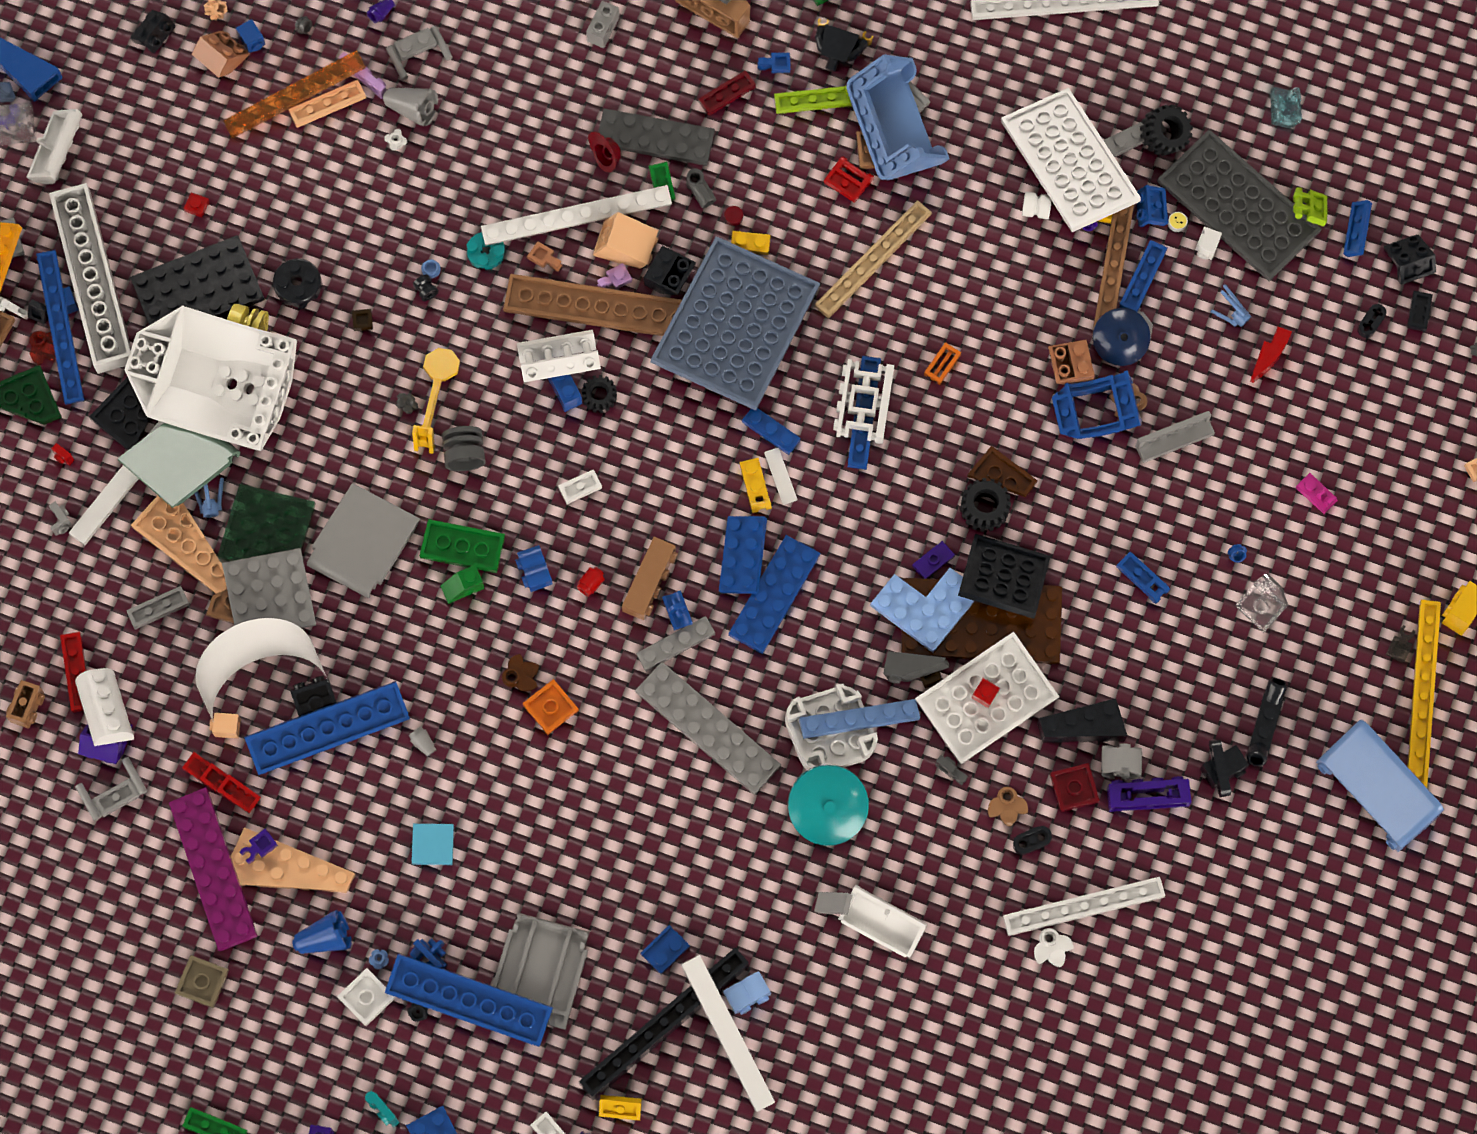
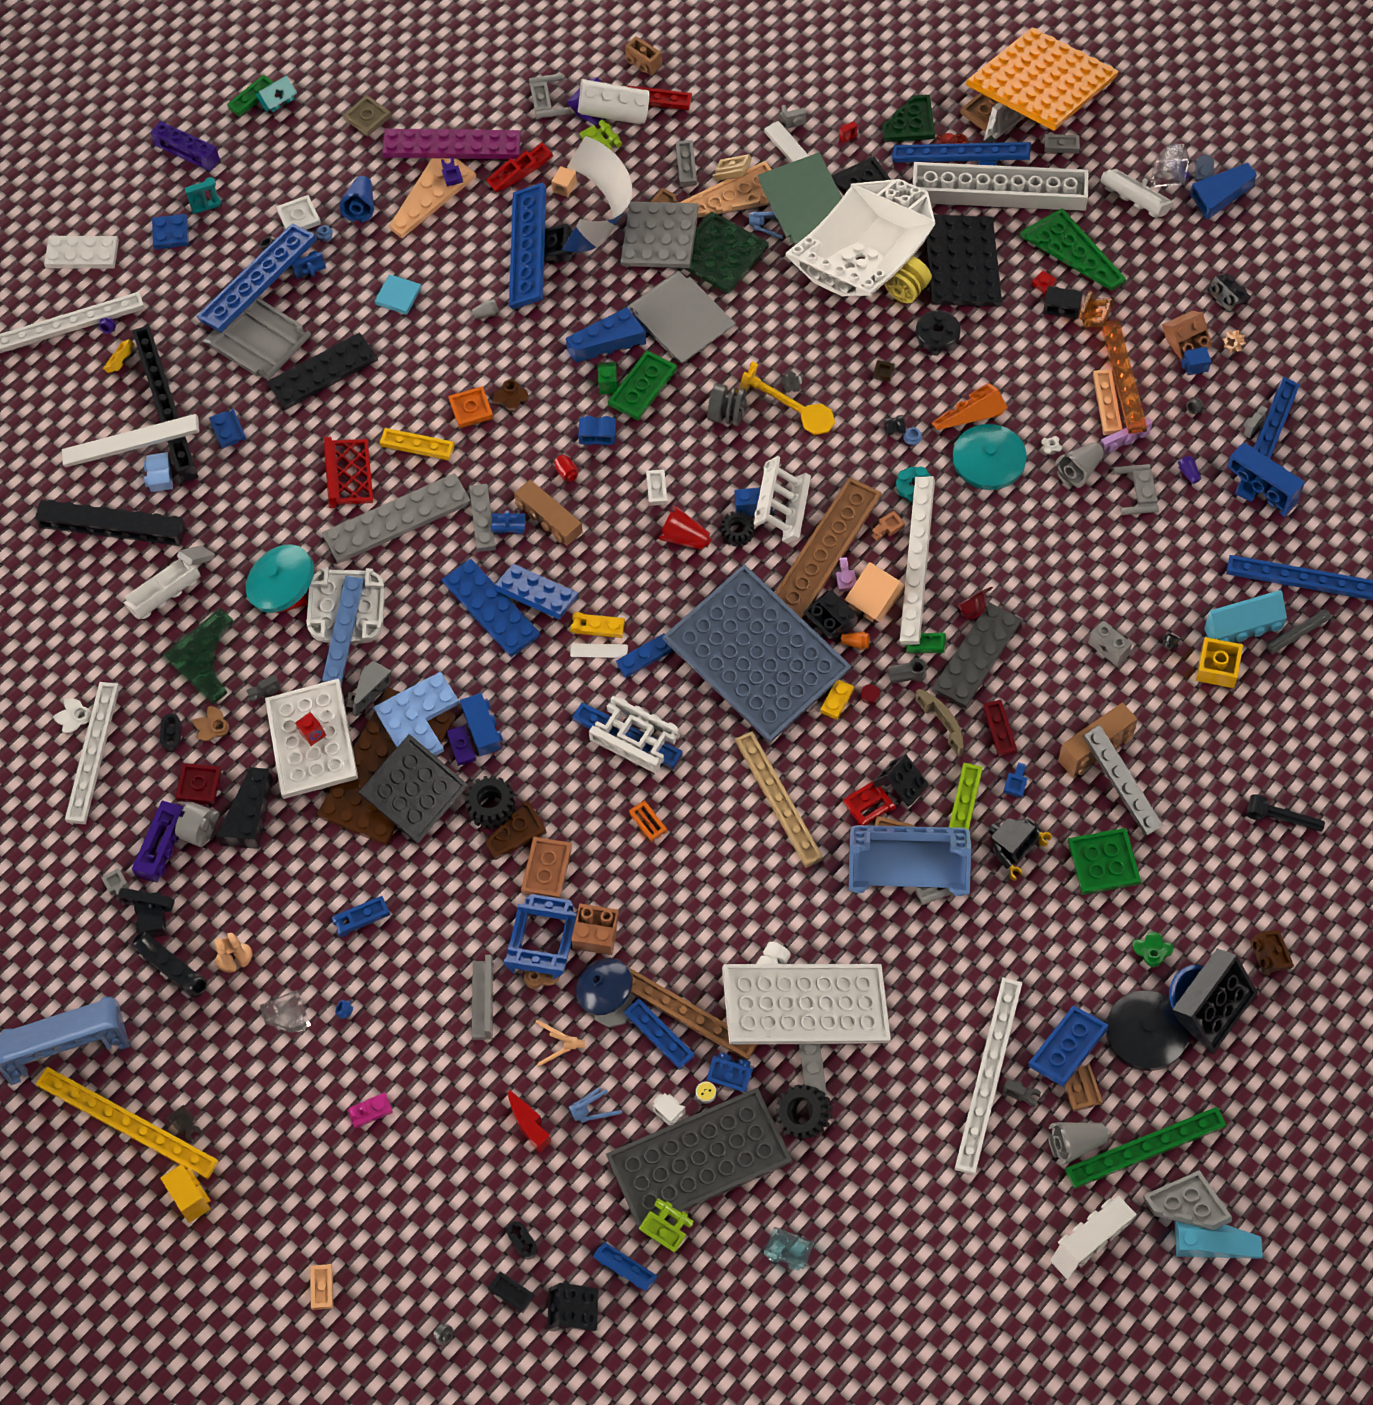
camera: 115 degrees right, 10 degrees down
(141, 194) = (1068, 243): none -> green wing
(153, 553) = (732, 167): none -> tan plate
(156, 716) = (597, 134): none -> lime plate
(207, 1095) = (282, 86): none -> teal brick
(219, 177) = (1062, 302): none -> black brick
(221, 140) = (1095, 310): none -> clear orange bracket
(377, 219) = (983, 404): none -> orange wedge
(414, 600) = (605, 336): none -> blue wedge
(428, 192) = (989, 456): none -> teal dish
(558, 882) = (322, 371): none -> black plate
(614, 742) = (417, 444): none -> yellow plate
(624, 441) = (684, 531): none -> red cone
(682, 243) = (857, 640): none -> orange cone
(684, 811) = (332, 474): none -> red fence
(752, 125) = (929, 703): none -> dark tan slope
(814, 157) = (904, 779): none -> black bracket
(826, 1015) = (110, 522): none -> black brick
(906, 548) = (481, 724): none -> blue brick
(941, 855) = (196, 652): none -> clear green plate
(1027, 432) = (546, 867): none -> nougat plate
(1183, 350) = (568, 1042): none -> light nougat plant
(1206, 816) = (114, 881): none -> light grey plate
(1231, 665) = (229, 945): none -> light nougat piece

